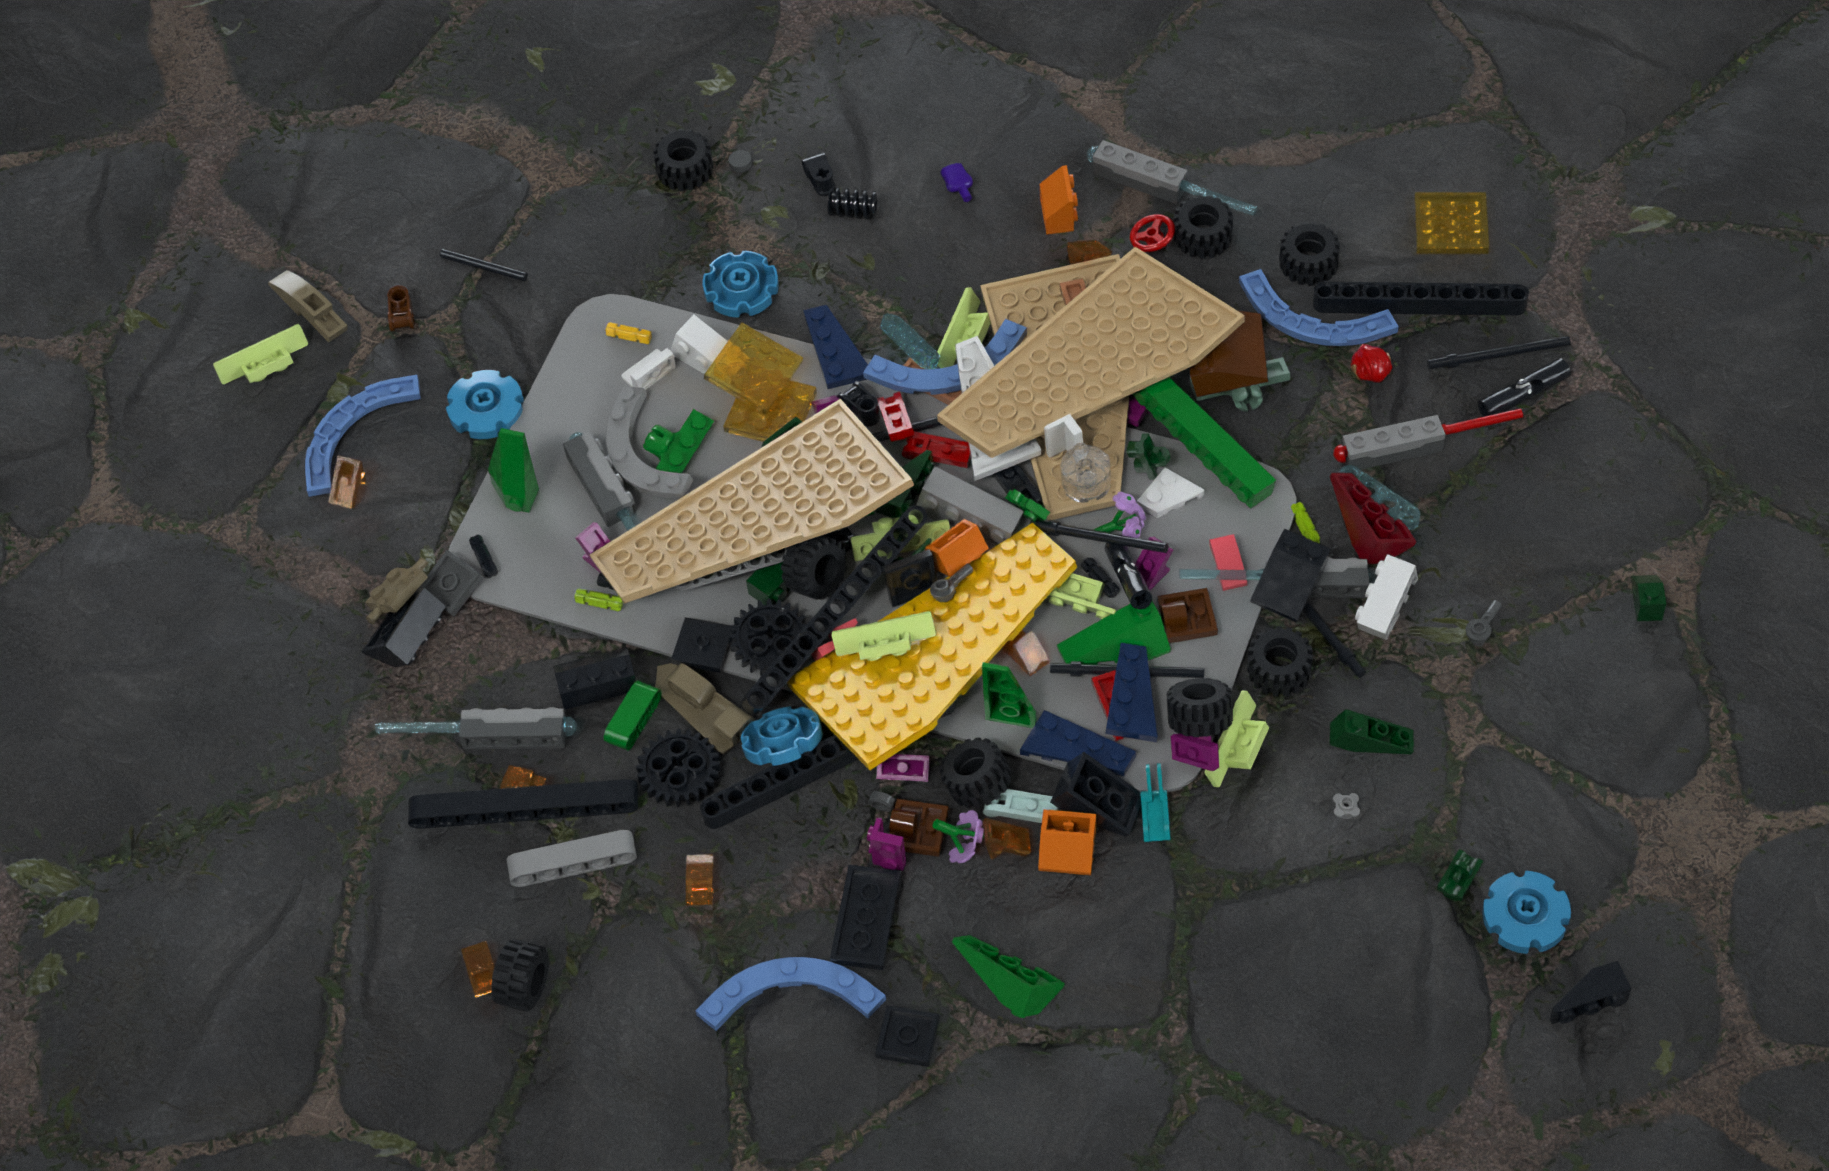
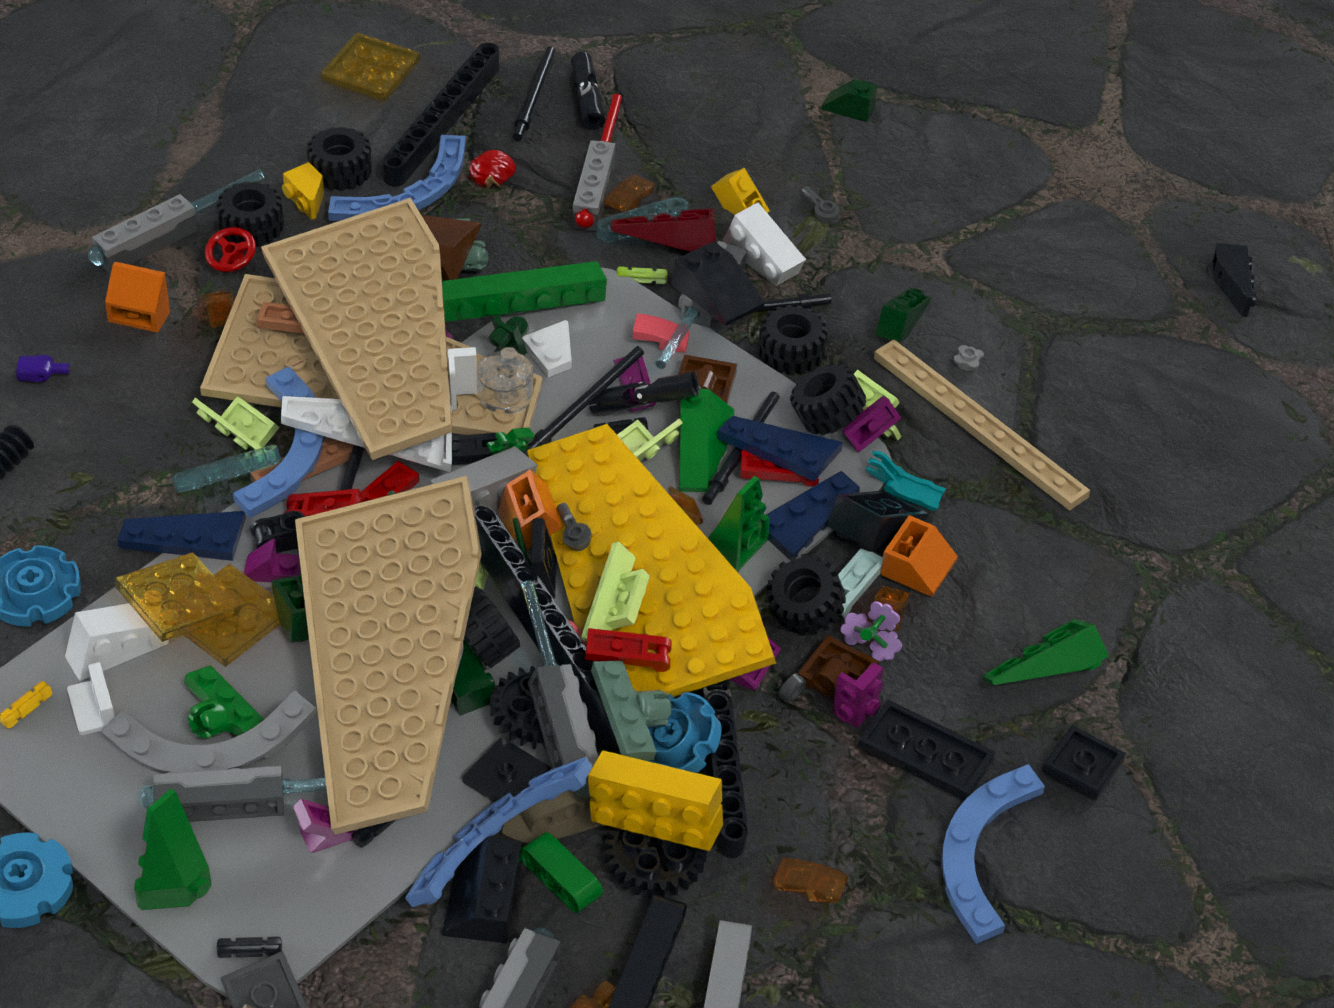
camera: 75 degrees left, 10 degrees down
(598, 599) = (386, 851): lime axle -> none
(678, 669) = (489, 822): none -> medium blue plate
(694, 740) = (656, 800): none -> yellow piece
(754, 648) = (558, 700): none -> piece
(770, 689) = (630, 710): none -> sand green plate
(830, 664) = (629, 648): none -> red plate
(1134, 522) = (569, 374): lavender plant -> none
(1260, 250) = (304, 188): none -> yellow slope
(1262, 841) = (982, 425): none -> tan plate
(1402, 472) = (628, 193): none -> clear orange slope
(1449, 558) = (737, 192): none -> yellow slope
(1459, 876) = (1081, 306): dark green hips -> none
(1526, 912) = (1136, 285): dark azure piece -> none

